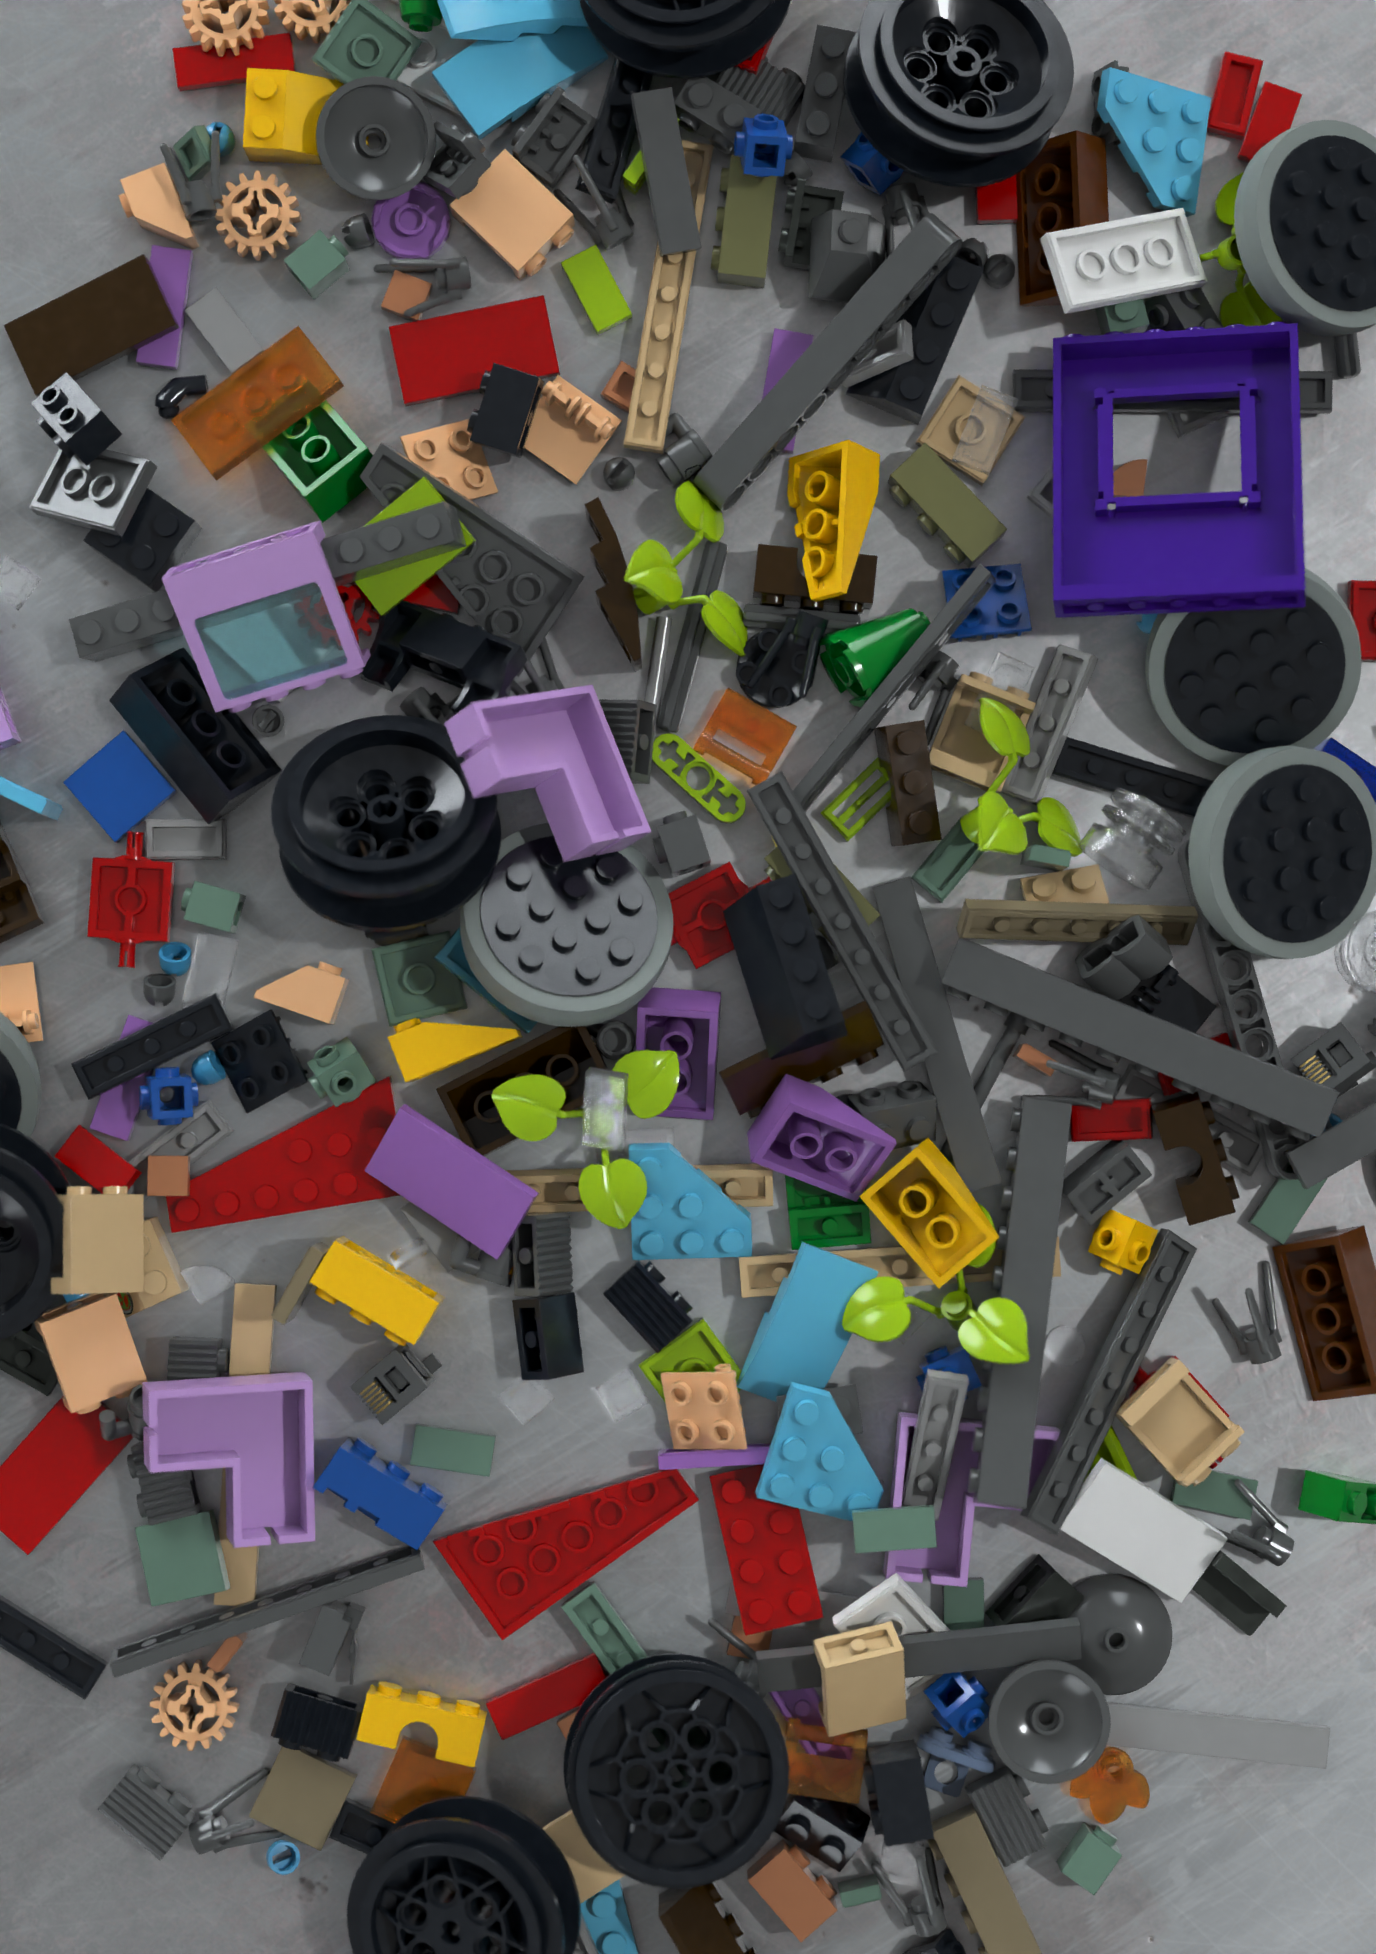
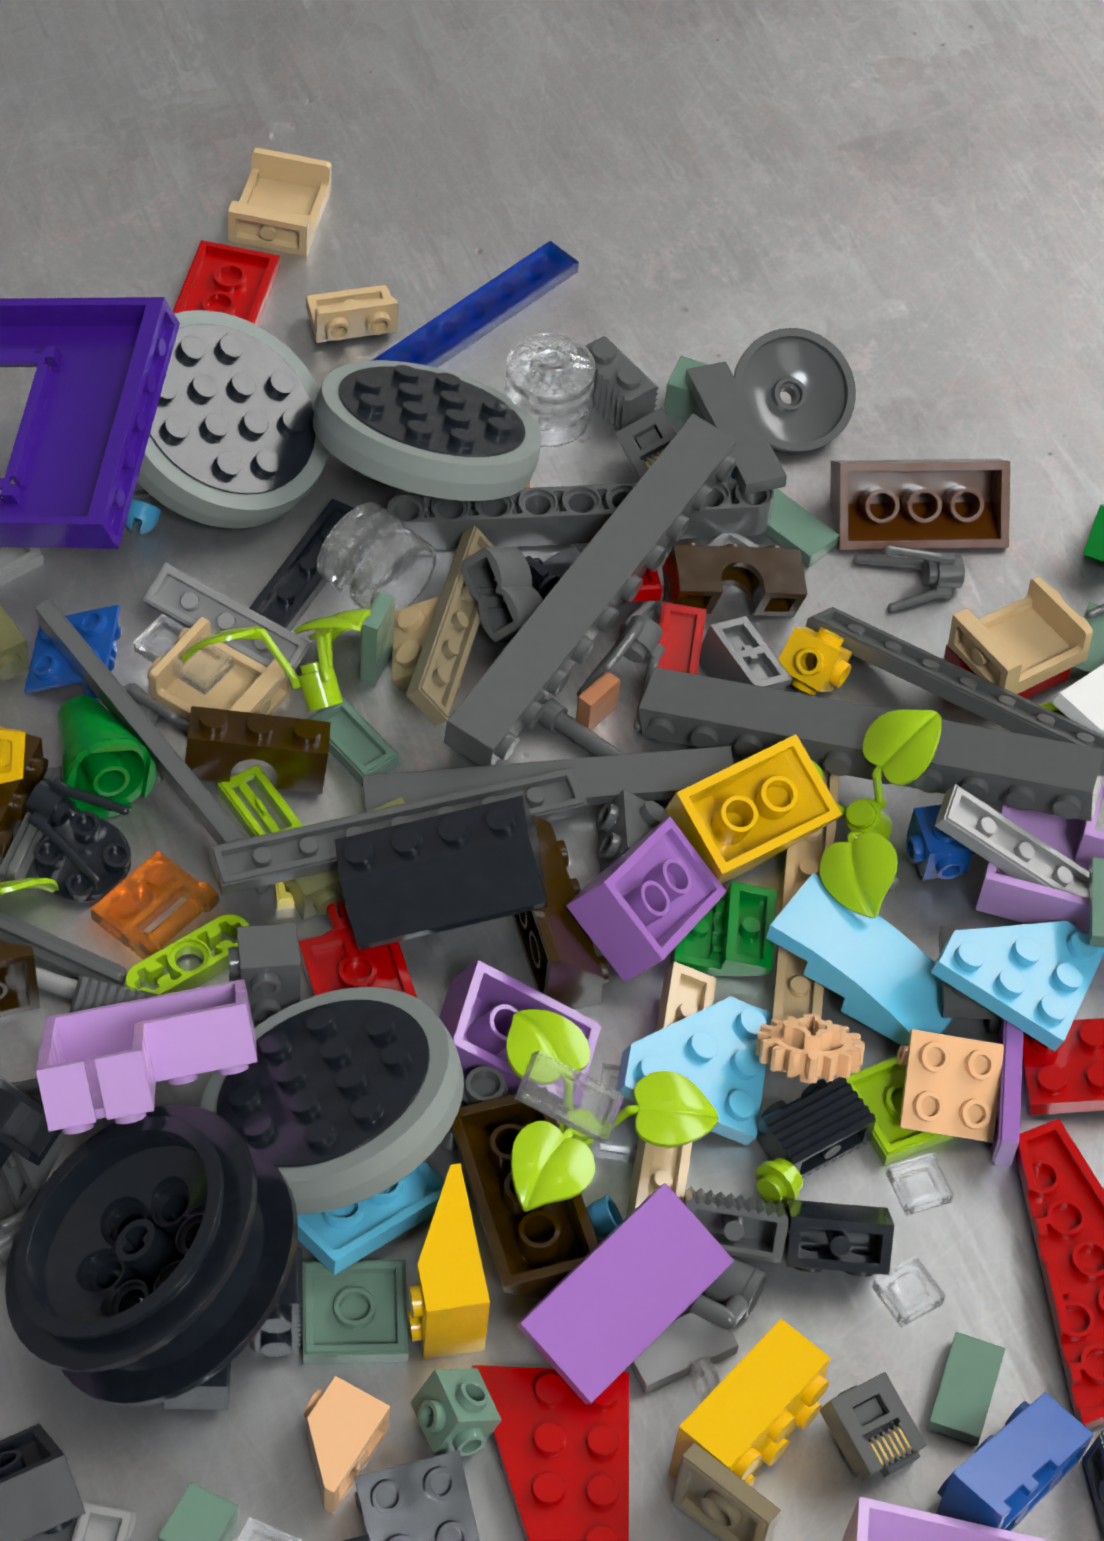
camera: 80 degrees left, 35 degrees down
(534, 1154) = (604, 1216): none -> dark azure hinge
(593, 1283) = (778, 1181): none -> lime plate
(706, 1312) = (810, 1048): none -> light nougat gear

